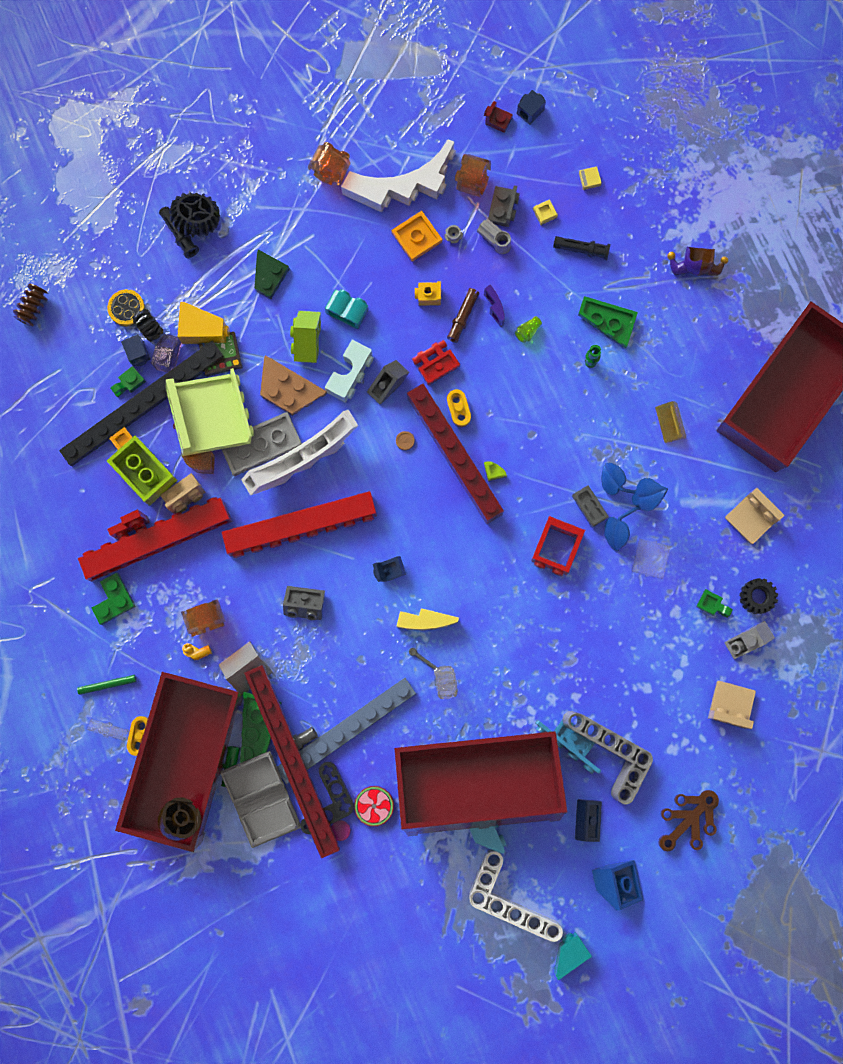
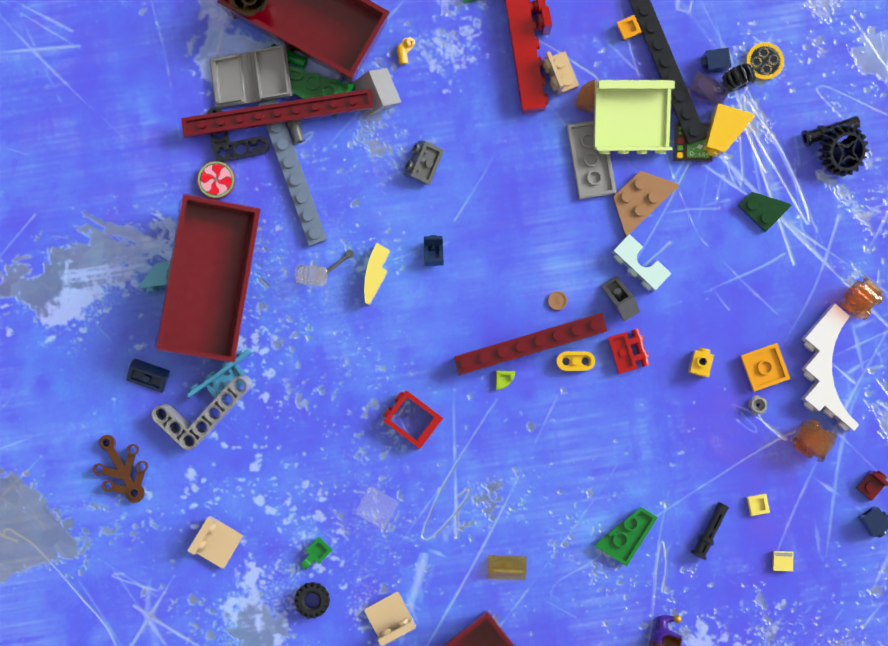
camera: 95 degrees right, 5 degrees up
(129, 380) = (688, 48): green plate -> none
(142, 470) = (592, 38): lime brick -> none
(202, 617) = (434, 63): clear orange brick -> none
(299, 524) = (500, 177): red brick -> none
(302, 457) = (564, 192): white arch -> none
(306, 336) = (687, 229): lime brick -> none
(341, 830) = (202, 143): magenta piece -> none
(346, 308) = (706, 277): teal brick -> none
(459, 323) = (663, 386): reddish brown pin -> none
(494, 235) = (745, 445): light grey piece -> none
(496, 309) = (666, 425): dark purple slope -> none
(502, 206) = (775, 463): dark grey bracket -> none
(507, 905) = (92, 279): white beam -> none
(527, 330) = (638, 452): clear neon green cone -> none
(570, 954) = (33, 324): teal slope -> none
(589, 357) = (596, 507): green pin -> none
(590, 506) = (443, 462): dark grey plate -> none
(618, 884) = (82, 386): blue slope -> none
(645, 497) = (436, 515): blue plant -> none
(749, 640) = (272, 578): light grey slope -> none

